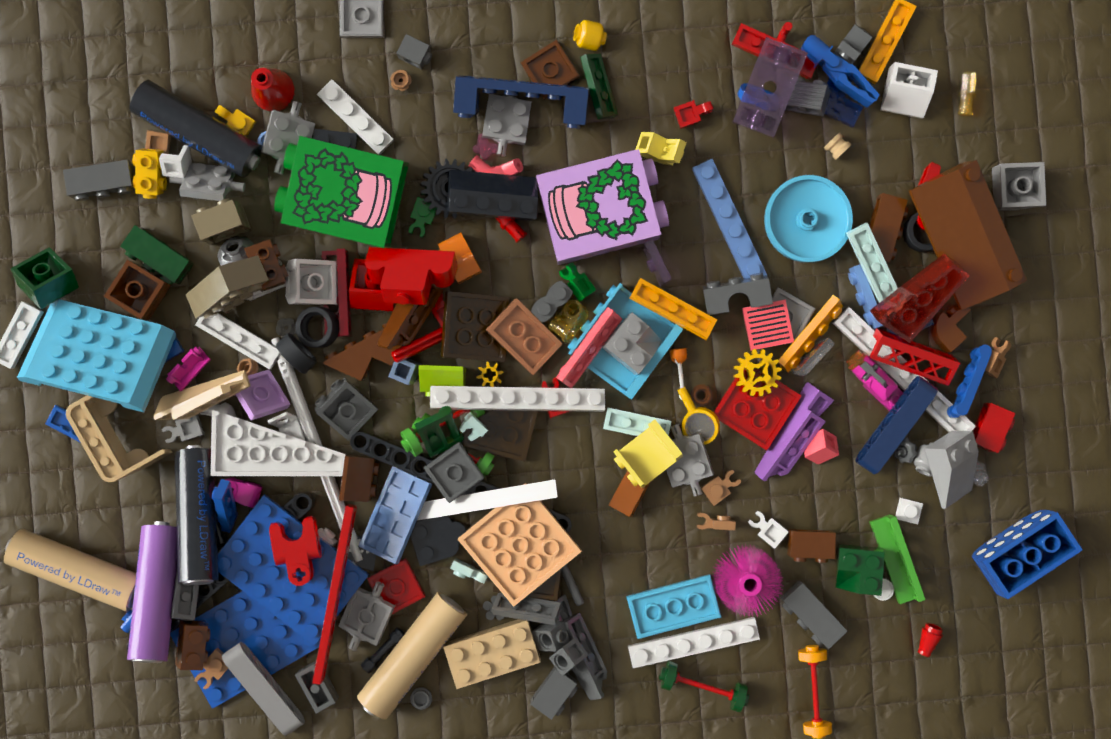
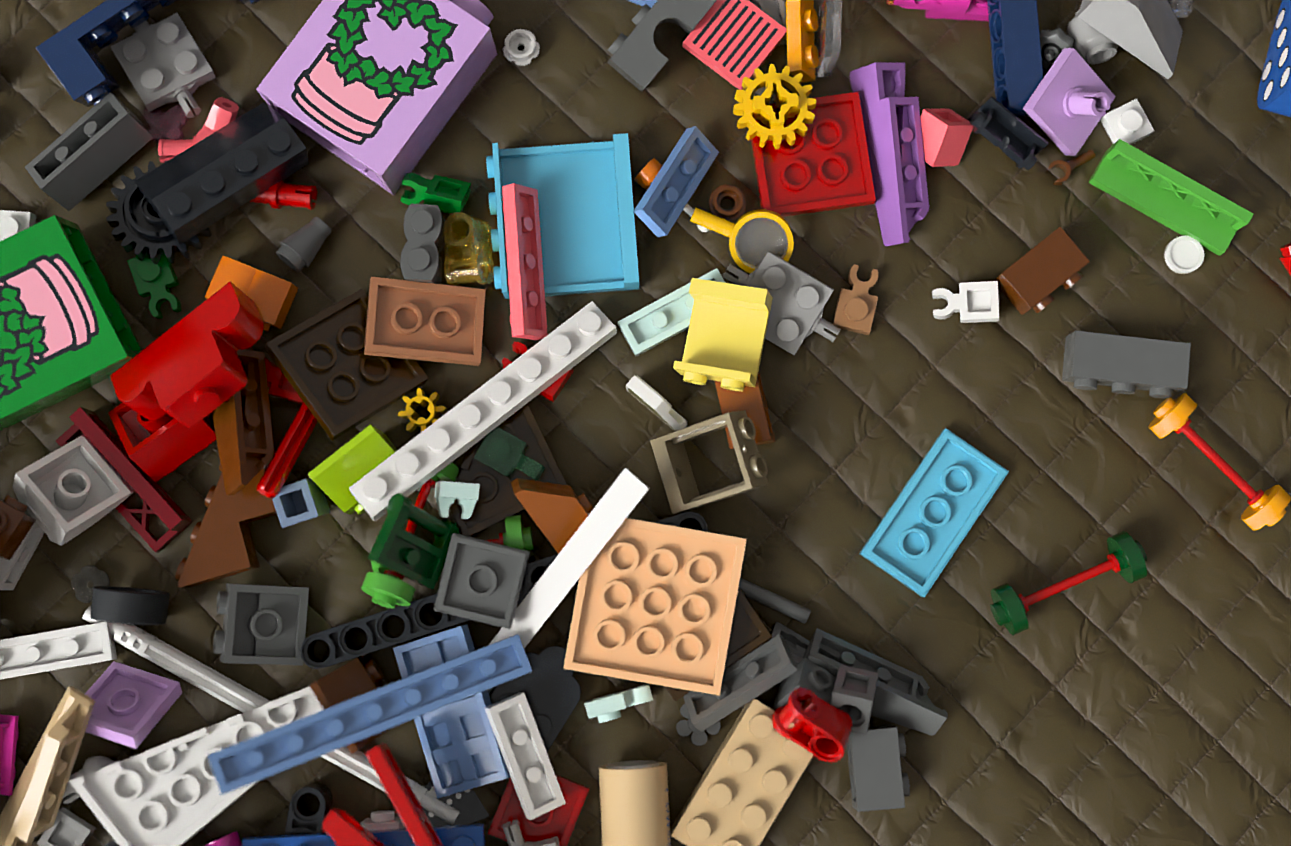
camera: 40 degrees left, 5 degrees down
(248, 365) = (81, 678): medium nougat plate -> none
(290, 426) = (205, 712): white bracket -> none
(302, 327) = (106, 555): black tyre -> none
(361, 490) = (368, 714): none -> medium blue plate
(410, 560) = (525, 755): none -> white plate
(441, 135) = (89, 152): none -> dark grey brick
(500, 255) = (303, 245): none -> dark grey cone
(510, 424) = (505, 452): none -> clear green plate
(511, 467) = (553, 508): none -> dark orange slope
(544, 655) = (816, 725): none -> red piece
(576, 499) = (677, 471): none -> dark tan window
(594, 457) = (655, 403): none -> white tile
(633, 343) = (578, 208): light grey slope -> none
(656, 263) = (518, 77): clear purple plate -> none
(673, 309) = (591, 117): light orange fence -> none
(676, 245) = (517, 38): none -> white plate
(686, 368) = (676, 181): none -> medium blue plate
(693, 642) = (1001, 538): white plate -> none
(722, 522) = (899, 345): medium nougat plate -> none
(741, 574) = (1001, 389): dark pink piece -> none
(850, 468) = (1007, 133): none -> black hinge
(860, 569) = (1134, 249): dark green slope -> none
(868, 508) = (1070, 165): none -> reddish brown hand
(890, 480) = (1069, 102): none -> lavender tile

